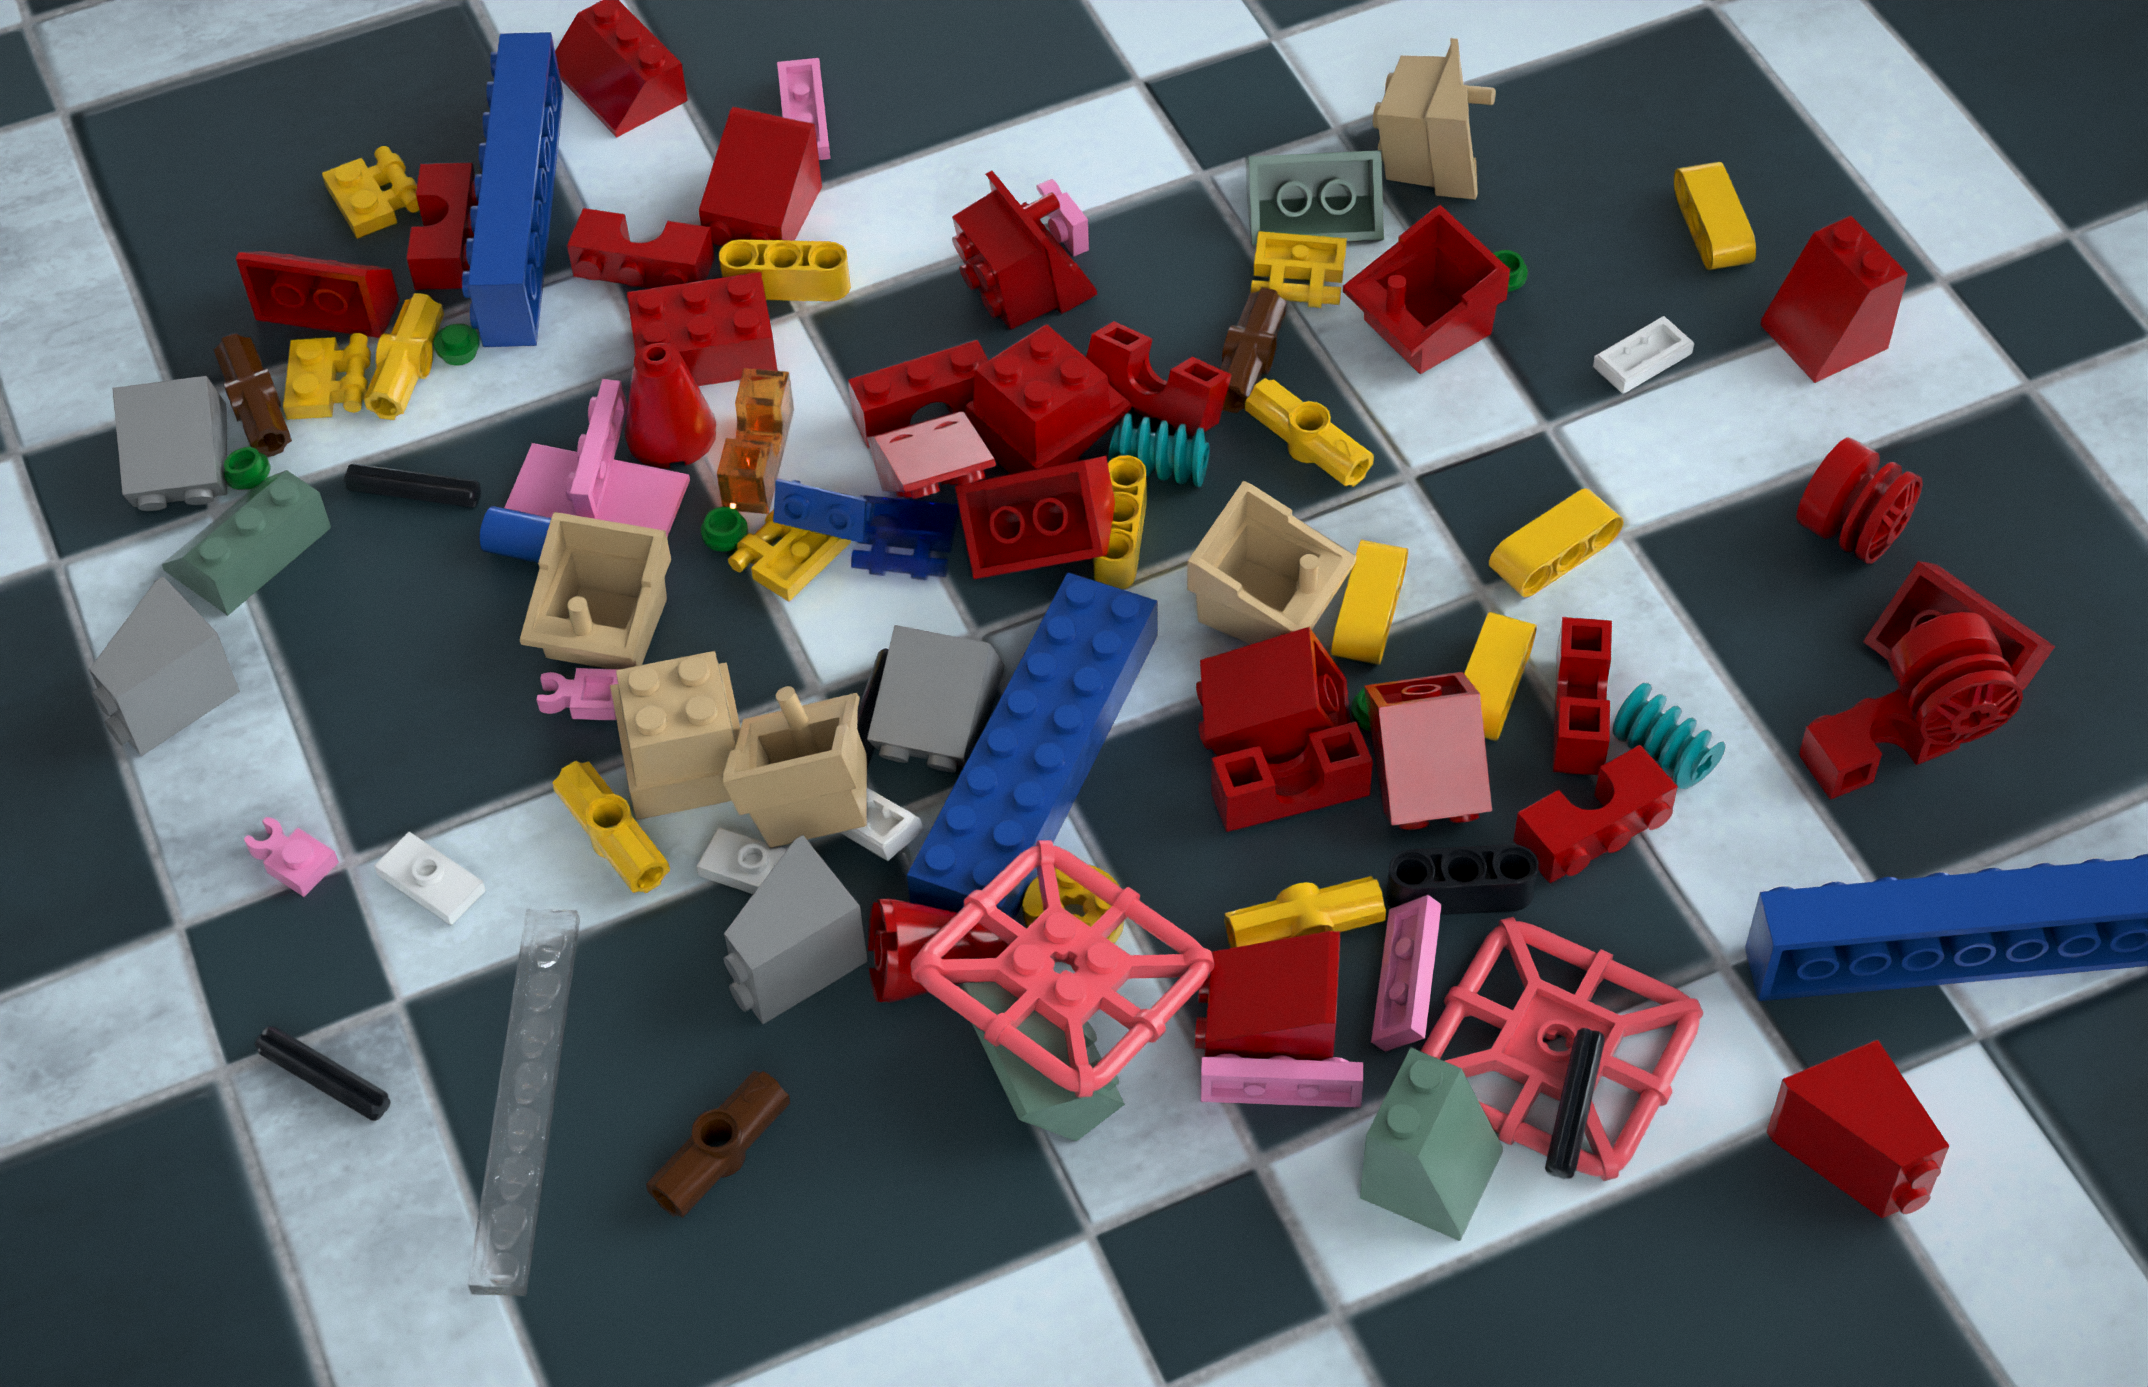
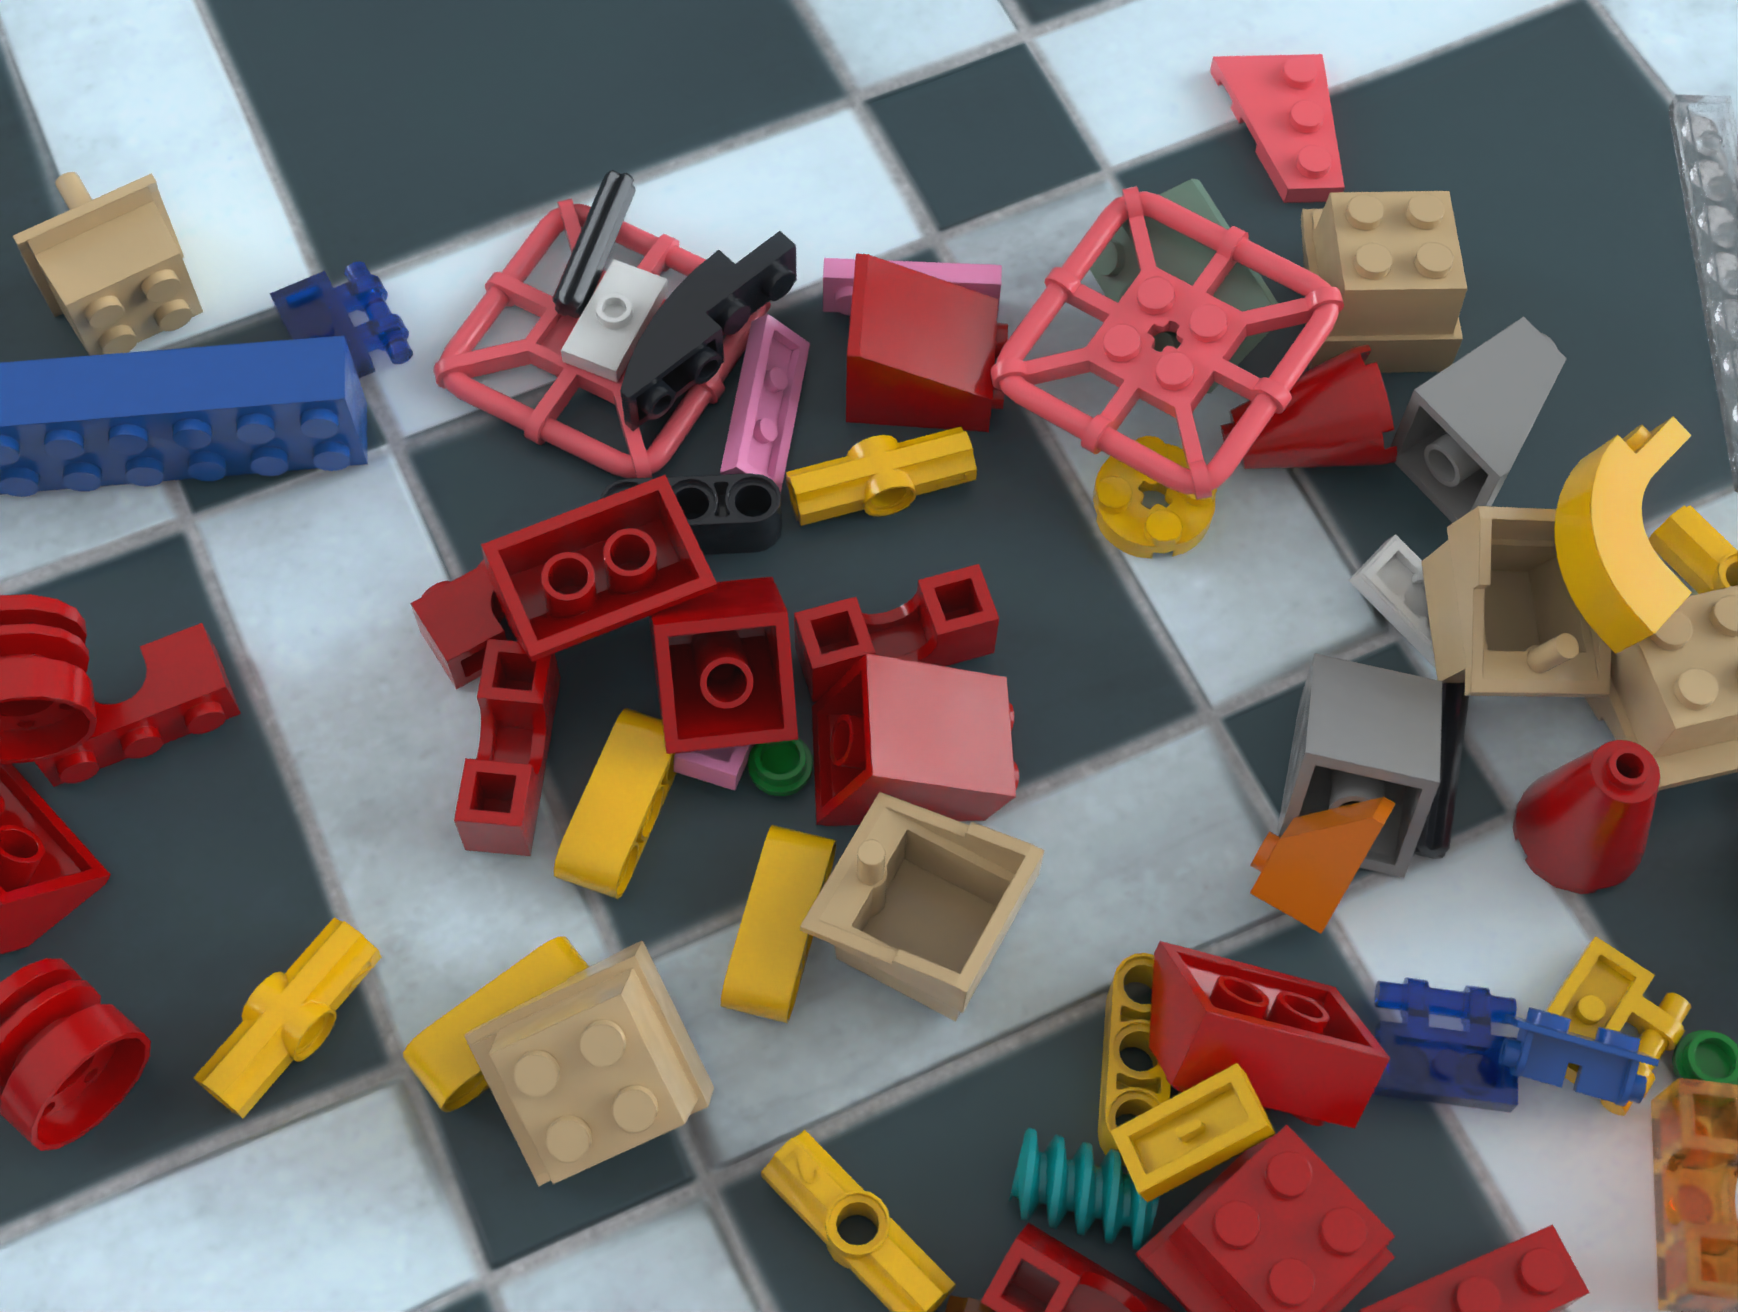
camera: 175 degrees right, 10 degrees up
(697, 1165) = (1515, 225): reddish brown piece -> none
(742, 756) = (1603, 542): none -> yellow arch
(771, 653) = (1590, 817): none -> red cone
(855, 1062) = (1396, 275): none -> tan piece
(909, 1283) = (1289, 118): none -> coral wing
(929, 452) = (1434, 1121): slope -> none
(982, 617) = (1317, 859): none -> orange slope
(1037, 743) = (1216, 696): blue brick -> none
(1094, 433) = (1192, 1132): none -> yellow plate
(1430, 1147) = (766, 185): sand green slope -> none
(1476, 1003) = (688, 330): none -> black slope
(1485, 484) = (592, 1066): none -> tan piece
(1528, 763) = (596, 568): none -> red slope
(1546, 1031) = (614, 320): none -> white plate
(1664, 740) = (407, 698): teal piece -> none
(1707, 546) = (288, 1017): none -> yellow piece
(1796, 1029) = (319, 310): none -> clear blue plate
(1861, 1130) = (297, 201): red slope -> none
(2013, 1069) = (111, 265): none -> tan piece

